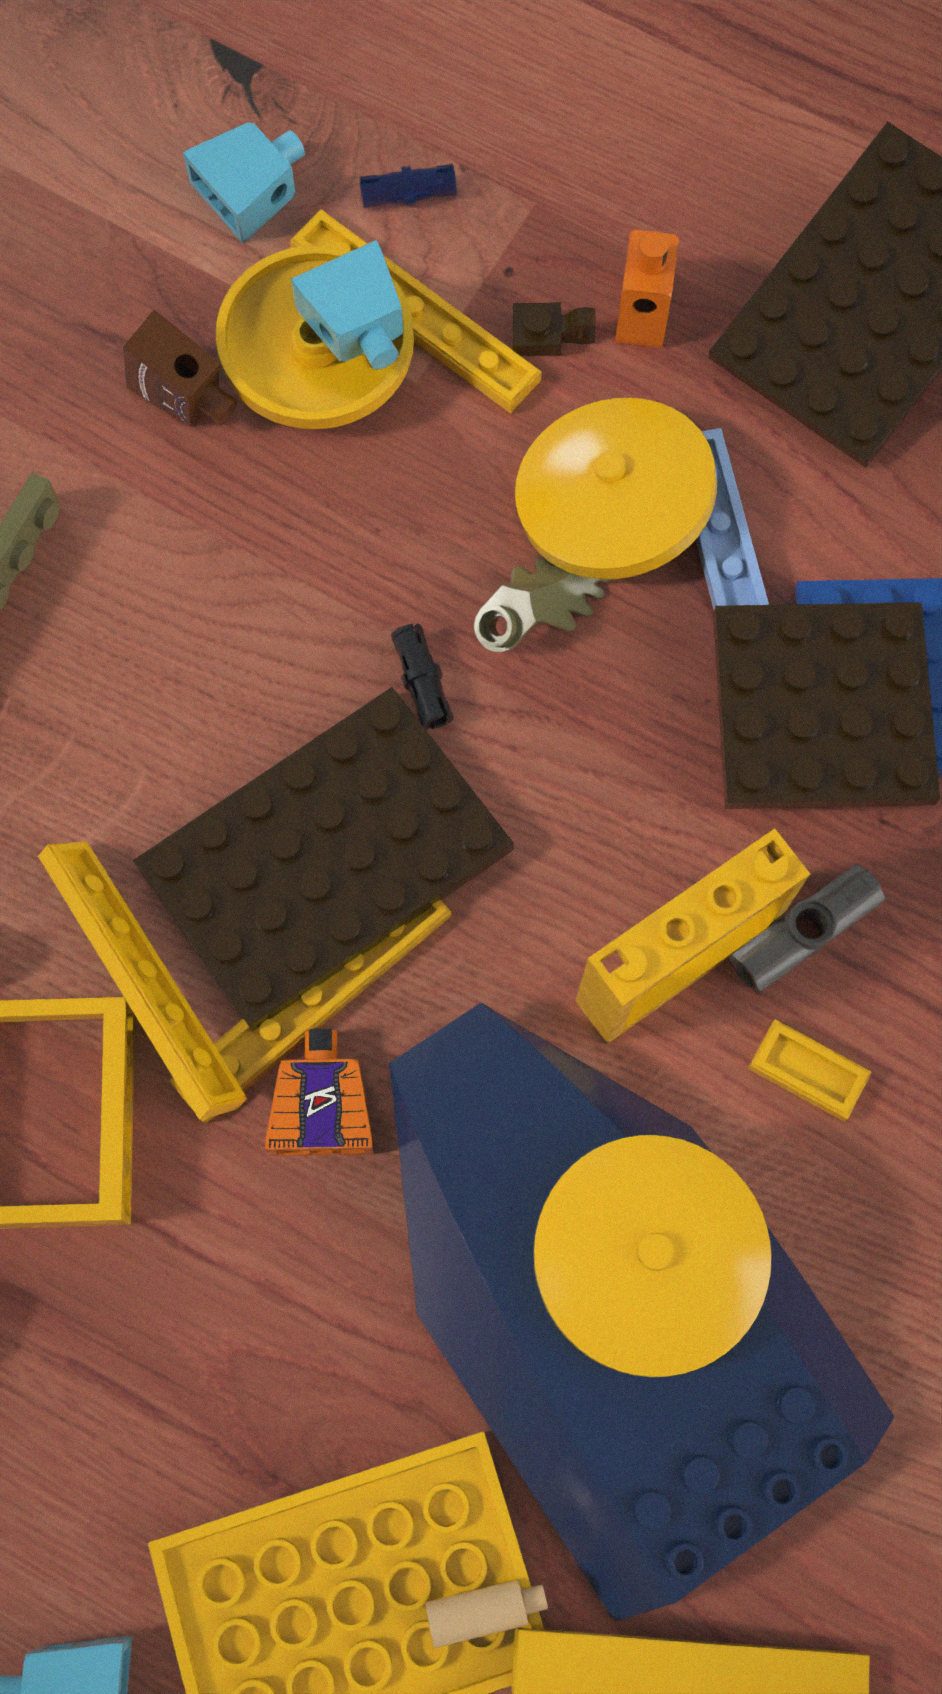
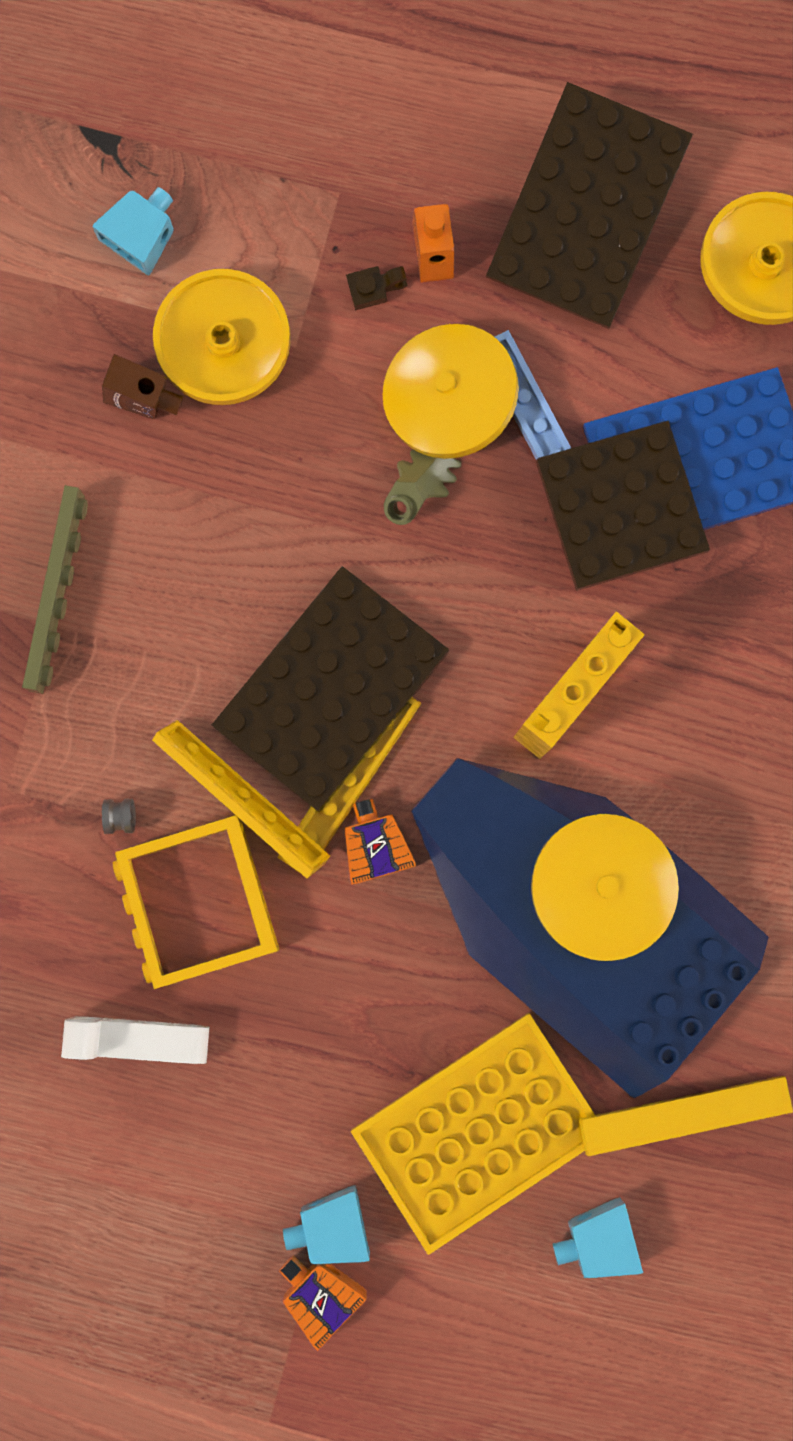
camera: 15 degrees left, 10 degrees up
(352, 305) = (244, 313): medium azure torso -> none
(408, 185) = (250, 205): clear blue pin -> none
(422, 676) = (359, 553): black pin -> none
(441, 327) = (299, 302): yellow tile -> none
(483, 1612) = (558, 1115): tan cylinder -> none
(784, 948) = (660, 638): dark grey piece -> none
(809, 1070) = (668, 742): yellow tile -> none

